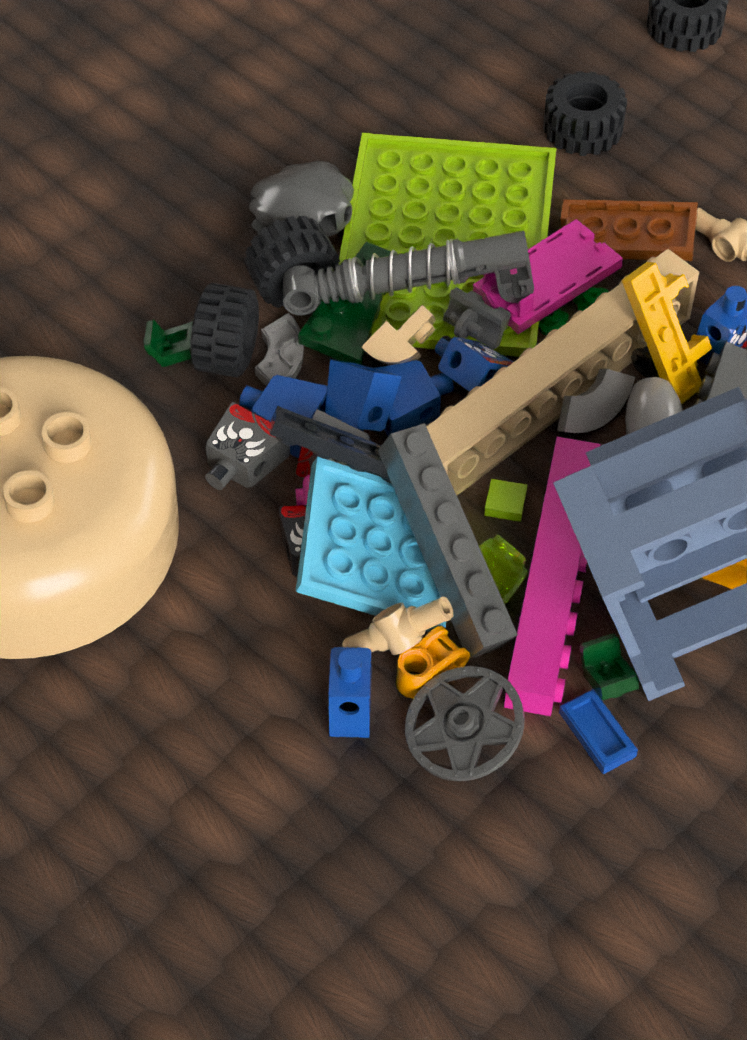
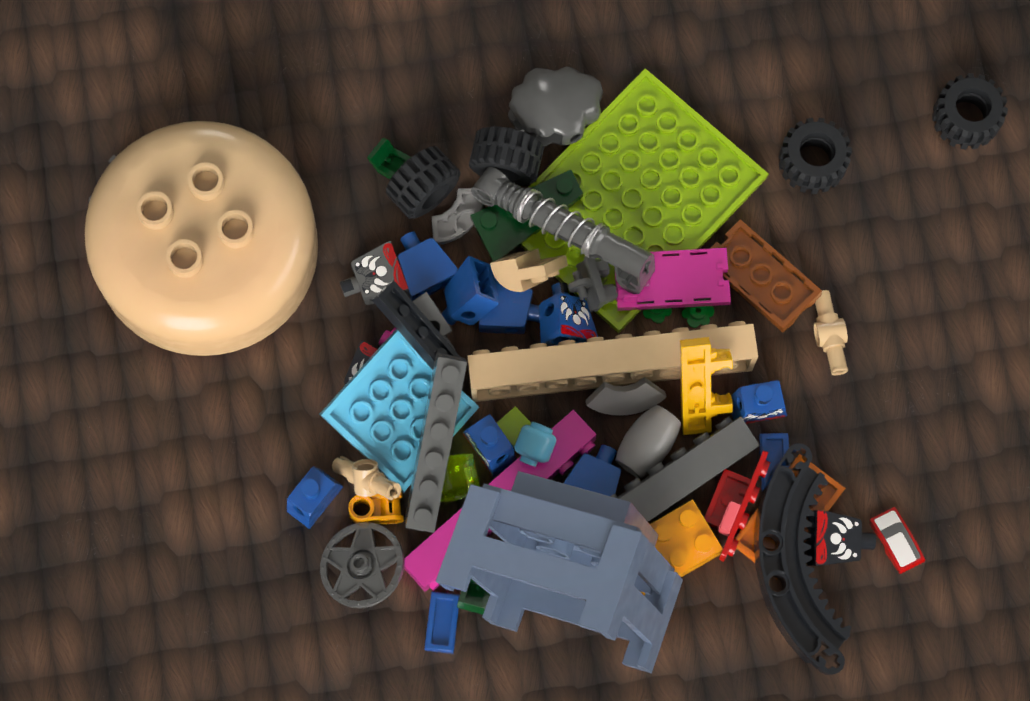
camera: 35 degrees right, 20 degrees up
(502, 512) = (490, 445): none -> blue torso
(541, 474) = (535, 443): none -> medium azure head

